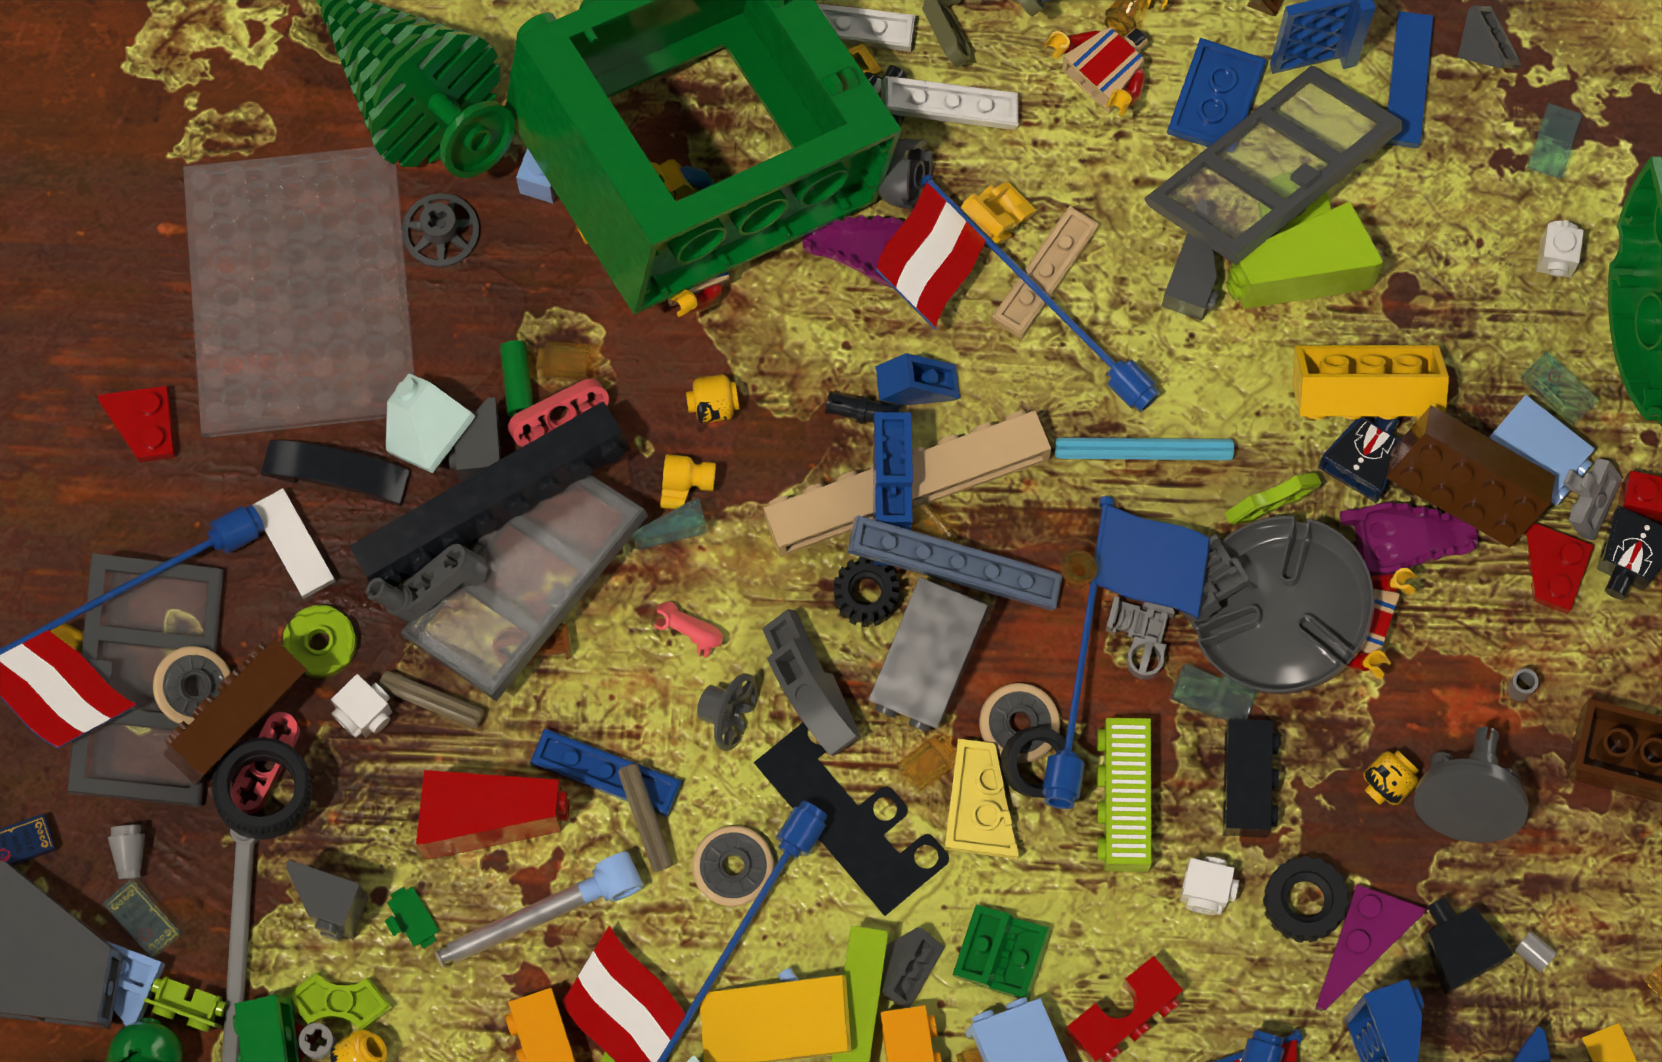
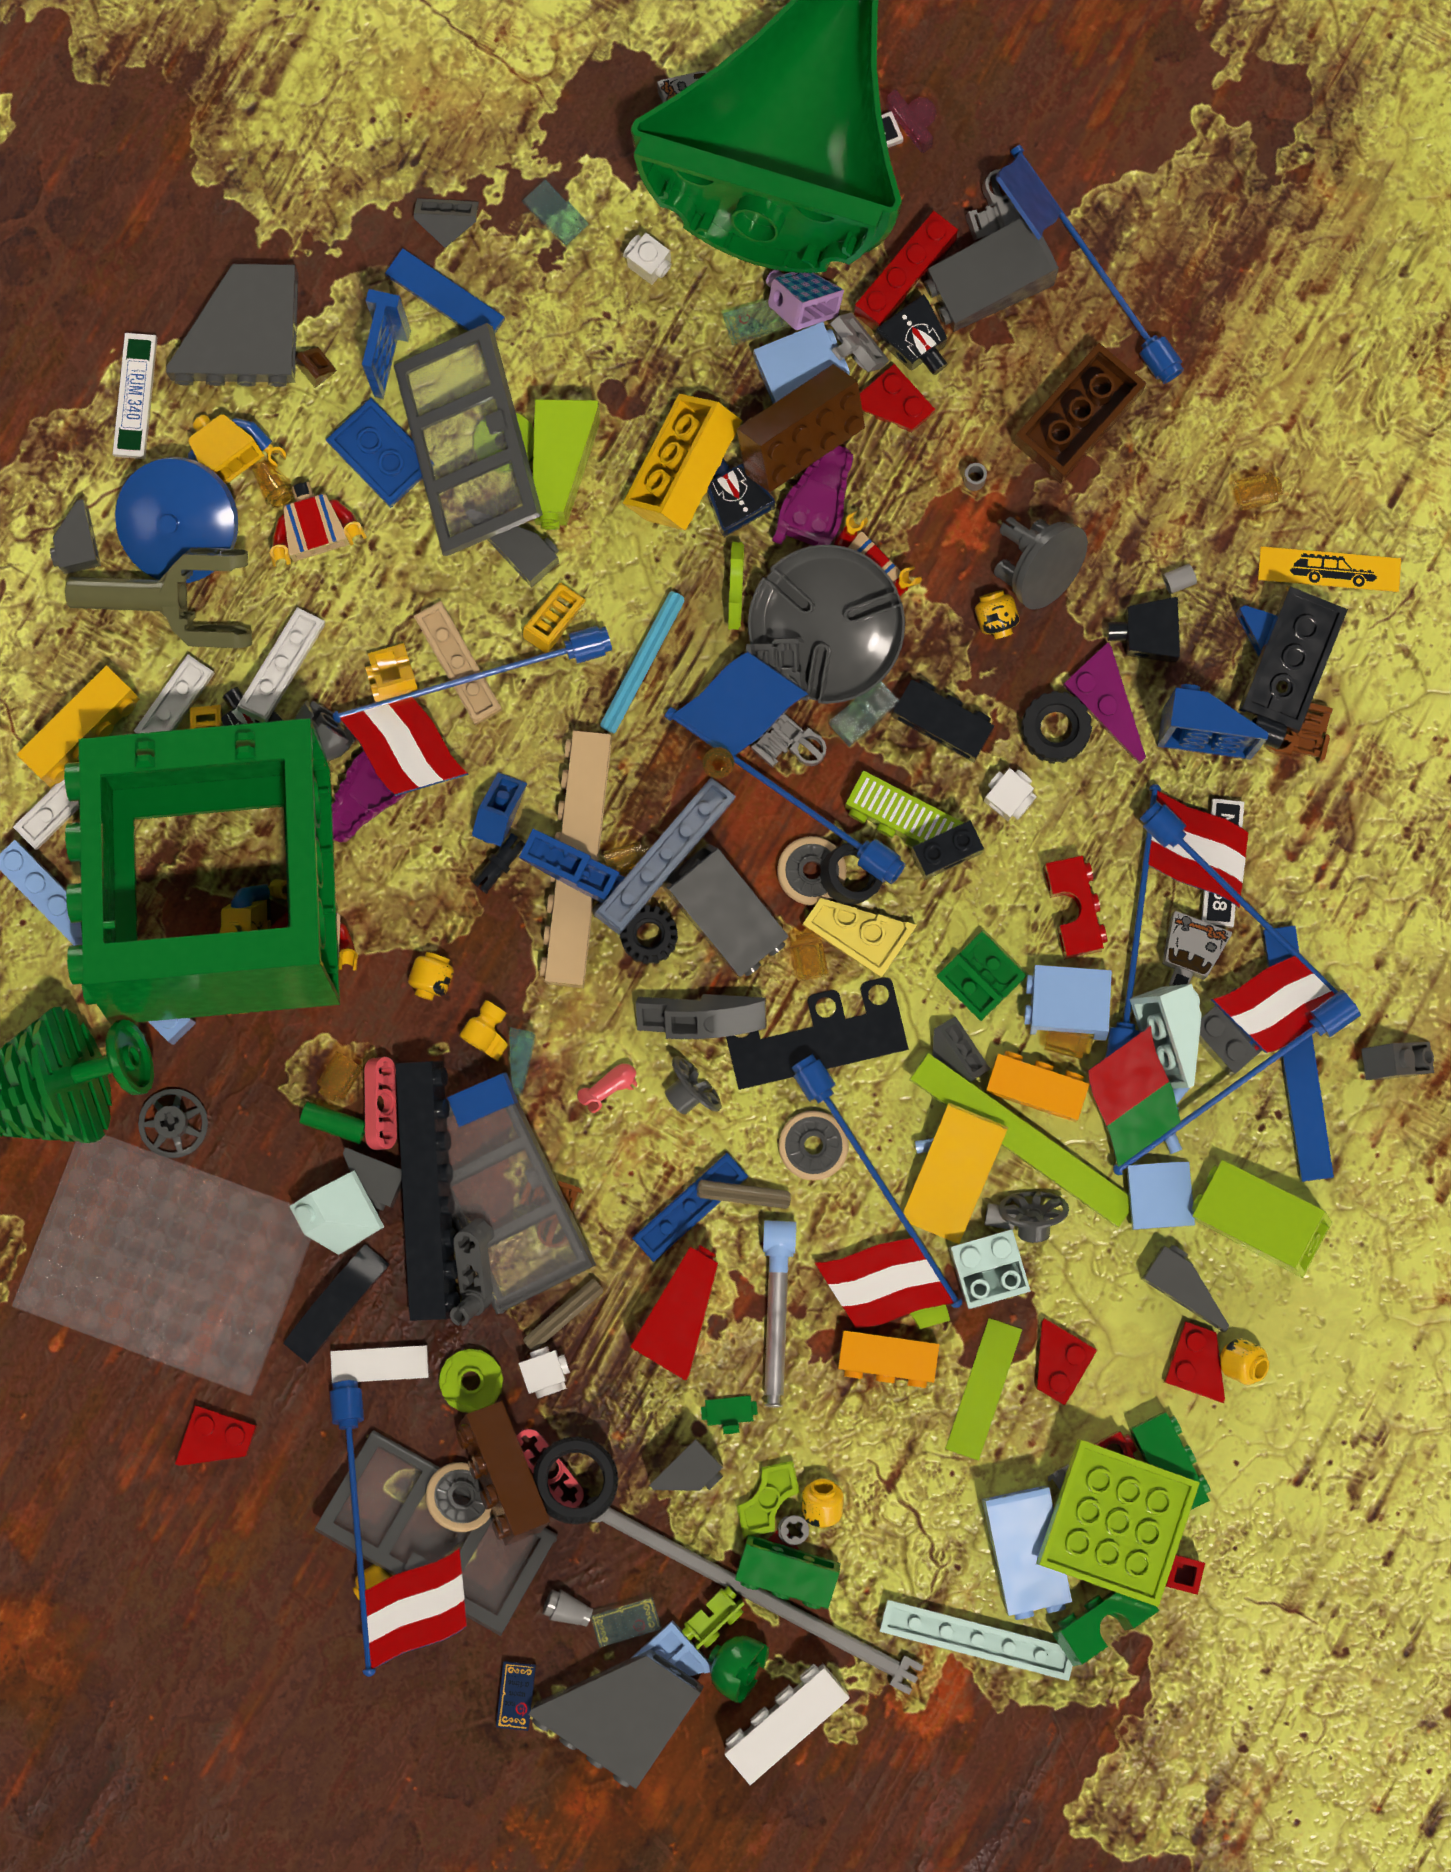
camera: 60 degrees left, 10 degrees up
(609, 503) = (482, 1099): none -> blue tile
(1111, 841) = (947, 850): none -> black brick
(1126, 349) = (539, 639): none -> yellow slope
(1607, 418) = (803, 298): none -> lavender torso

